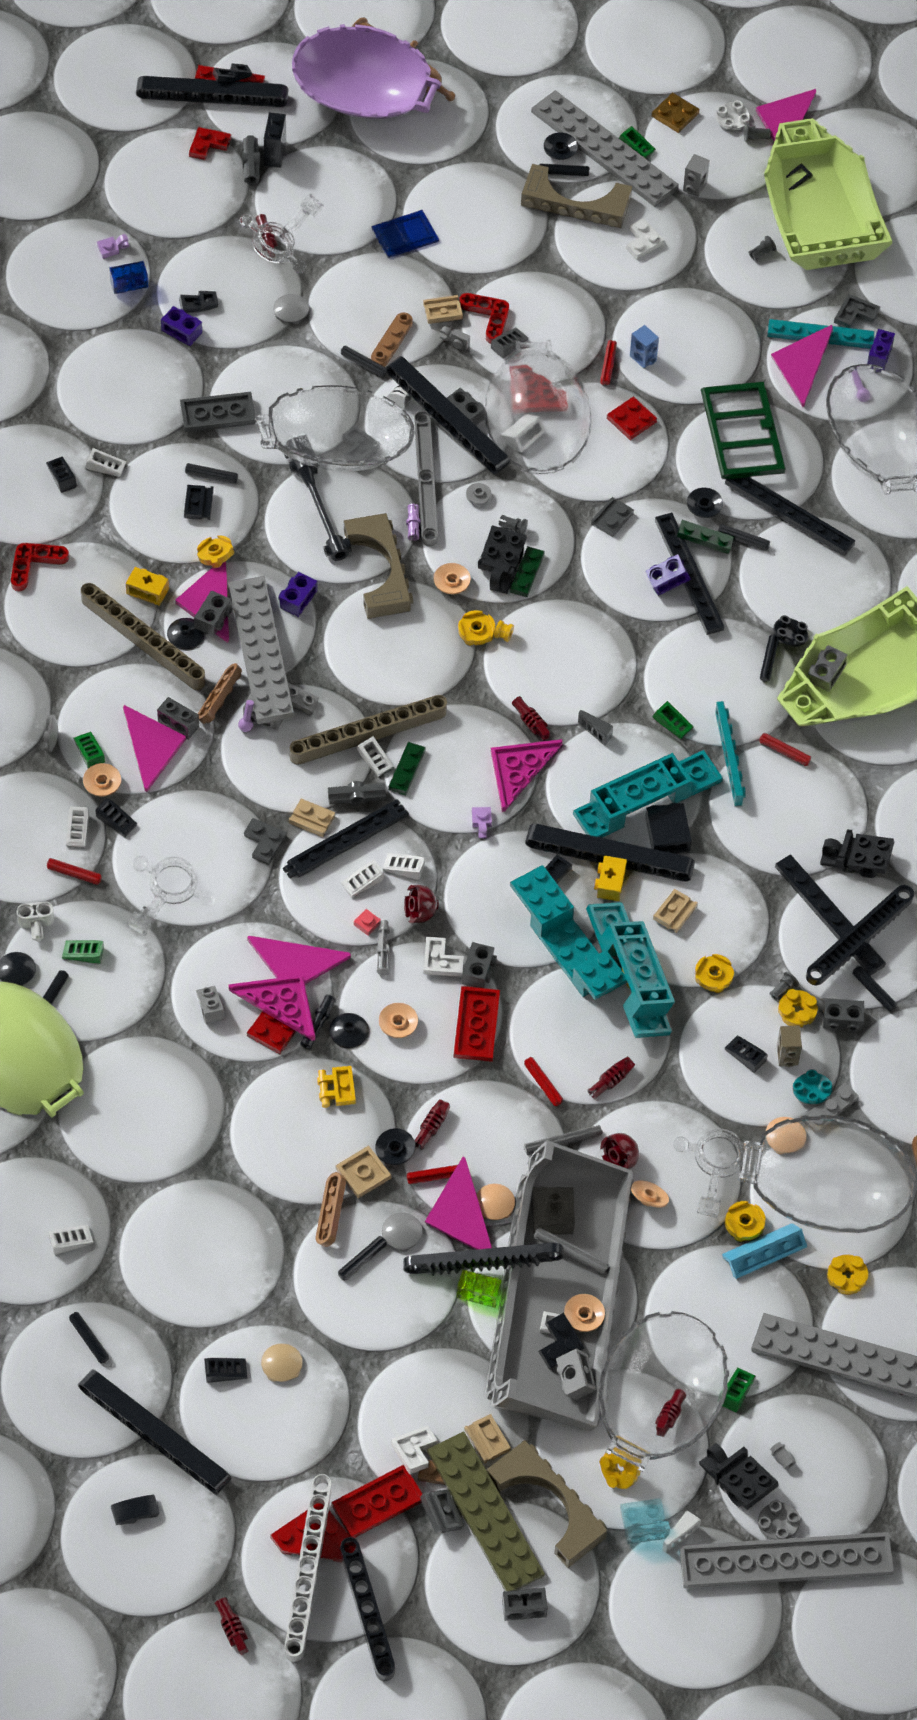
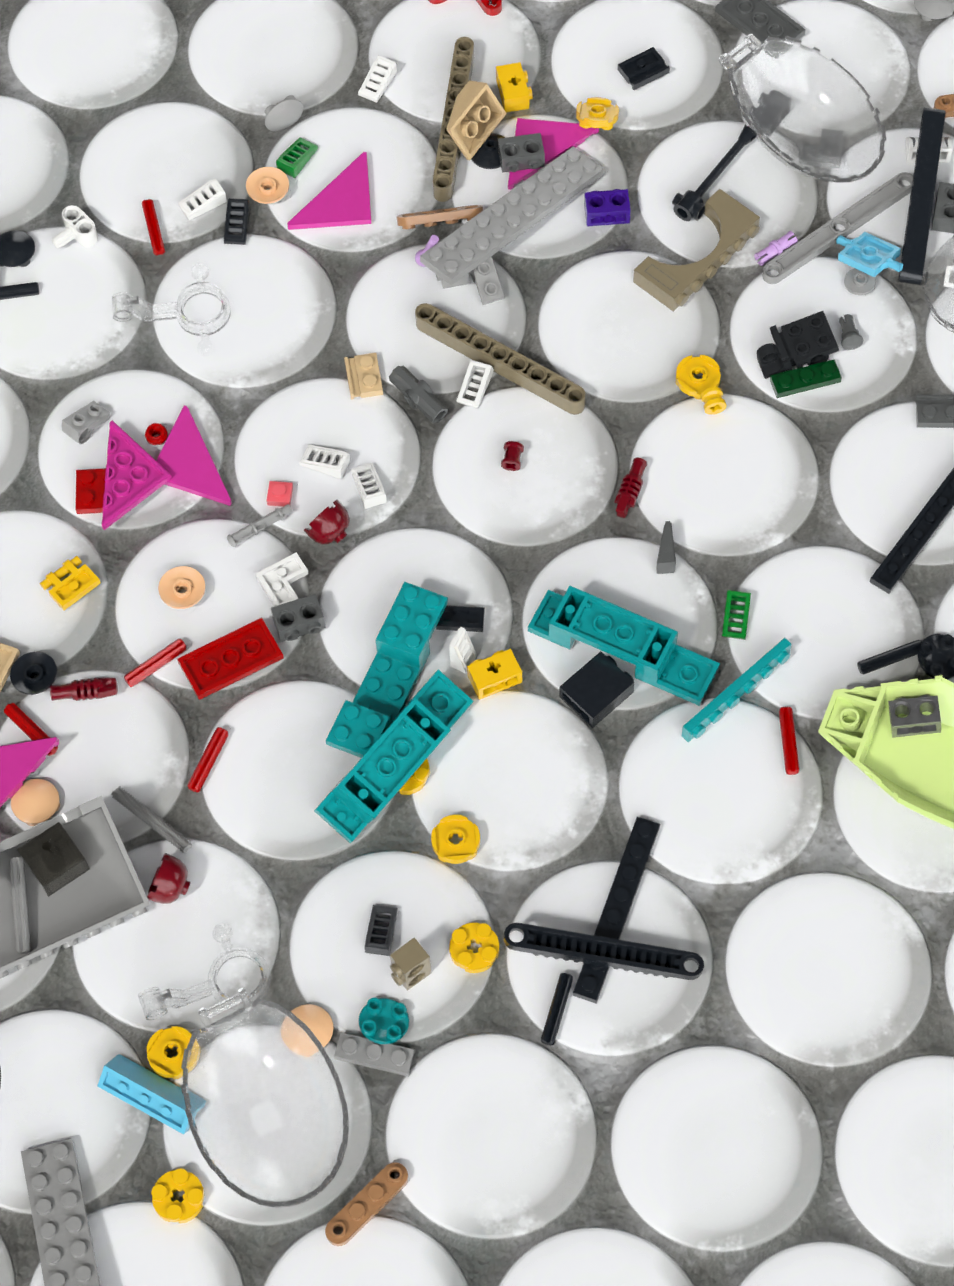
camera: 60 degrees right, 5 degrees up
(61, 650) = (383, 67): none -> white slope
(84, 944) = (77, 299): green slope -> none
(160, 617) = (474, 117): none -> tan slope
(178, 717) = (383, 200): dark grey brick -> none
(211, 473) = (687, 59): black axle -> none
(256, 963) = (154, 429): none -> red plate
(269, 840) = (310, 358): dark grey plate -> none
(321, 1015) = (159, 517): black pin -> none
(345, 839) = (359, 417): black hinge -> none
(349, 1037) = (149, 562): black dish -> none
(363, 361) = (928, 88): black axle -> none
(407, 768) = (484, 419): dark green plate -> none
(442, 1068) = (155, 662): none -> axle
(451, 769) = (512, 456): none -> dark red bush
(455, 573) = (738, 312): light nougat dish -> none
(465, 474) = (869, 254): none -> medium azure plate
(482, 819) = (475, 517): lavender plate -> none
(518, 765) = (565, 510): dark pink tile -> none
(581, 886) = (461, 651): none -> white slope
(595, 848) = (521, 642): black beam -> none
(612, 1077) = (256, 819): dark red hinge -> none
(649, 1194) = (145, 934): light nougat dish -> none
(670, 578) = (905, 499): brick -> none
(675, 910) = (502, 756): tan plate -> none
(785, 984) = (492, 917): dark grey pin -> none
(843, 1010) = (501, 994): dark grey brick -> none
(862, 853) = (712, 890): black plate -> none

